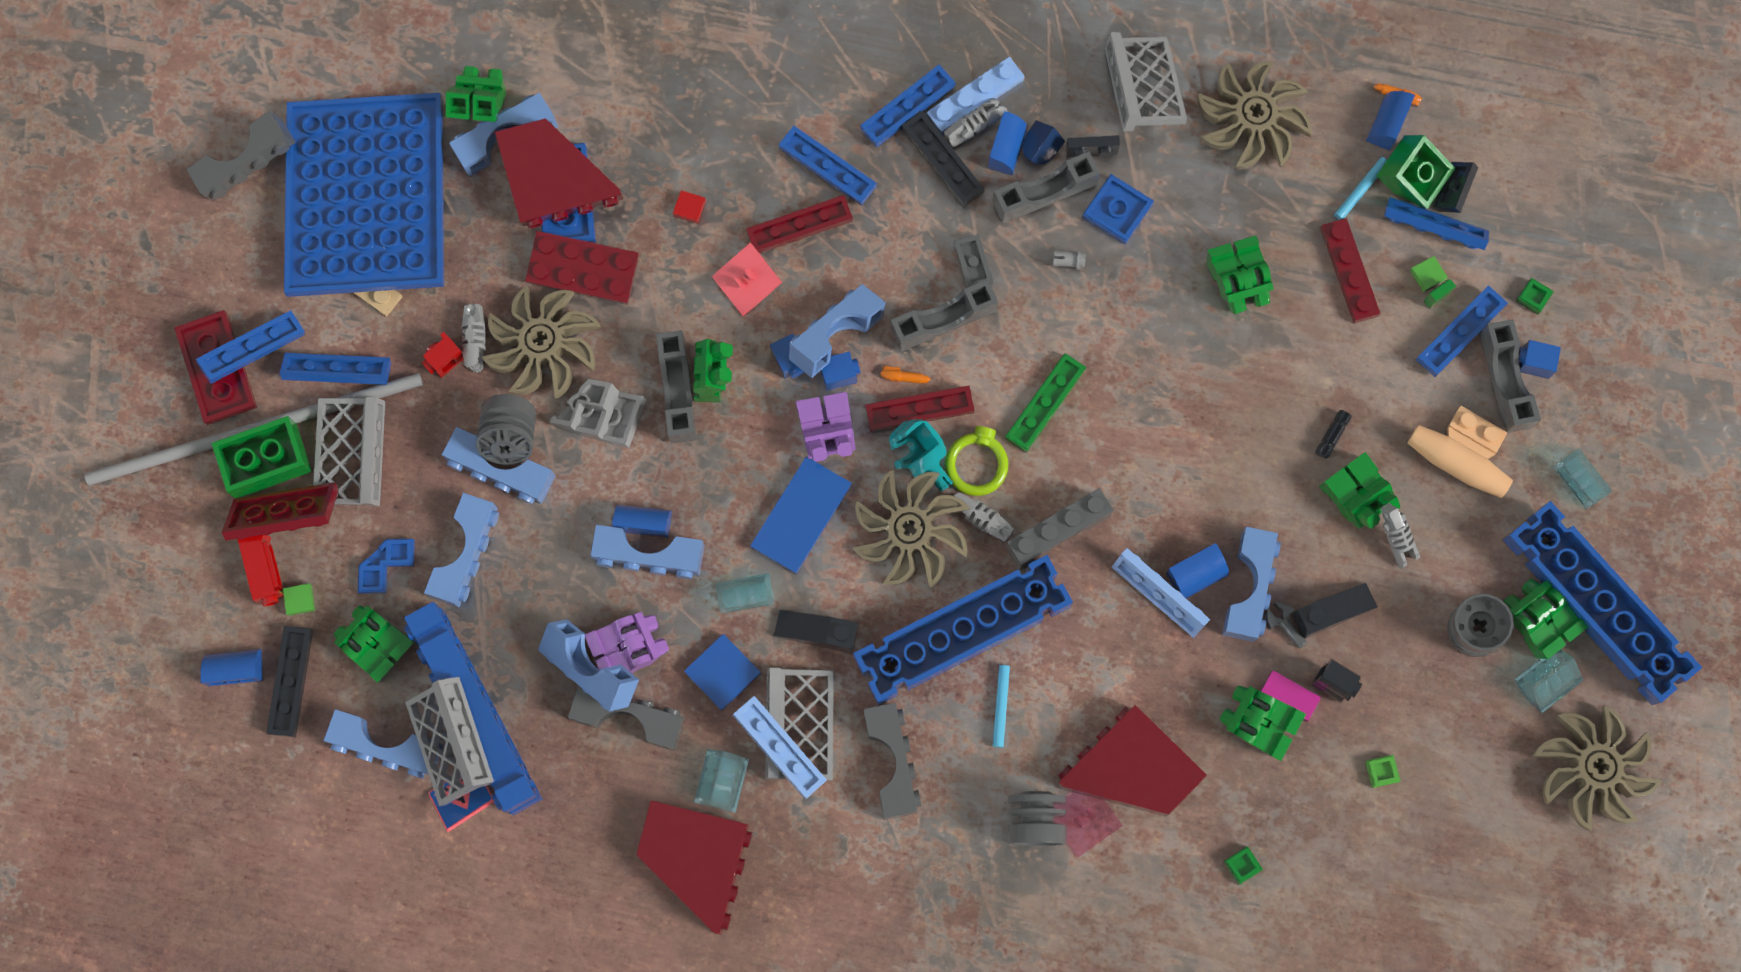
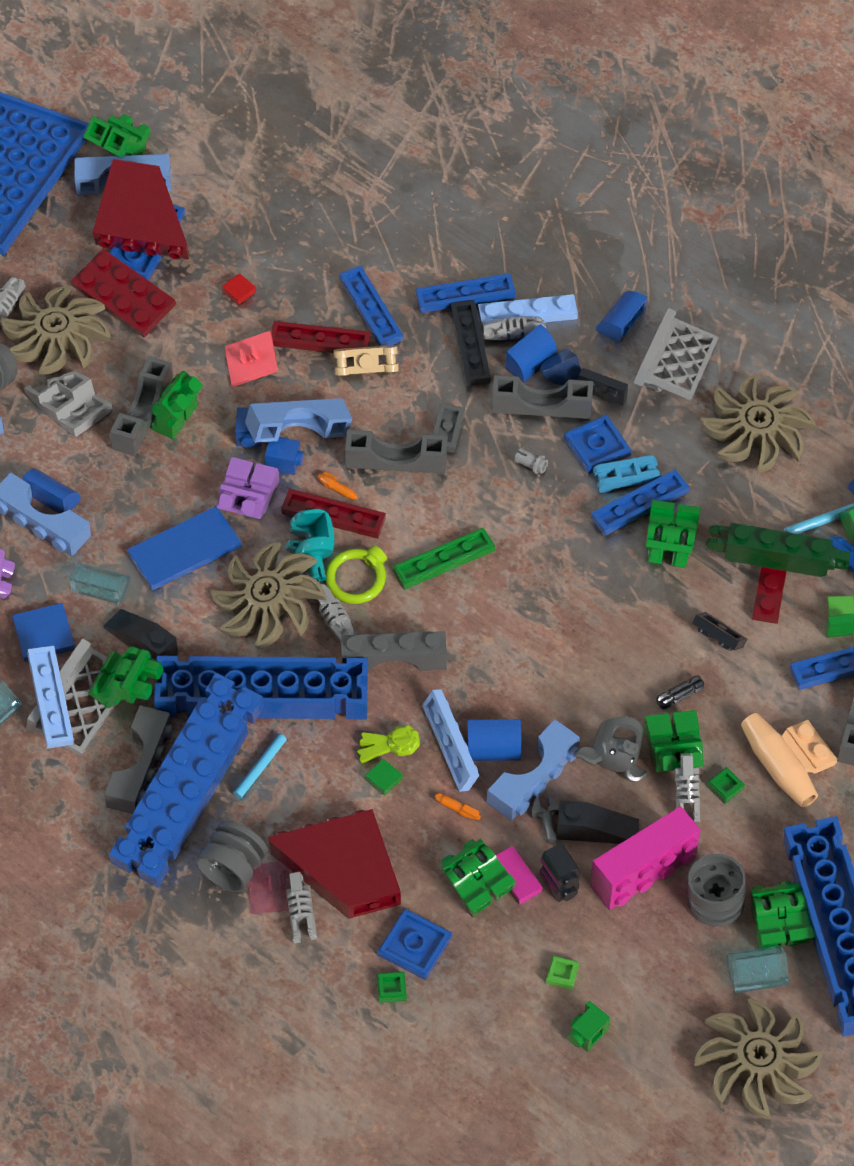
camera: 25 degrees right, 20 degrees down
(836, 690) = (125, 677): none -> green hips
(857, 227) = (366, 360): none -> tan plate
(955, 768) = (186, 780): none -> blue brick
(1066, 57) = (623, 316): none -> blue brick
(1115, 615) = (401, 741): none -> lime piece
(1118, 659) = (384, 776): none -> green tile
(1122, 833) = (300, 907): none -> light grey hinge
(1163, 228) = (626, 473): none -> dark azure plate
(1192, 253) = (638, 502): none -> blue plate
(1206, 654) = (463, 809): none -> orange piece
(1239, 812) = (414, 944): none -> blue tile
(1315, 527) = (614, 752): none -> dark grey piece
(1337, 354) = (713, 627): none -> black plate
(1351, 247) = (777, 549): none -> dark green hinge
(1402, 626) = (645, 858): none -> dark pink brick
(1422, 508) = (725, 785): none -> green tile
(1437, 816) = (588, 1027): none -> green brick

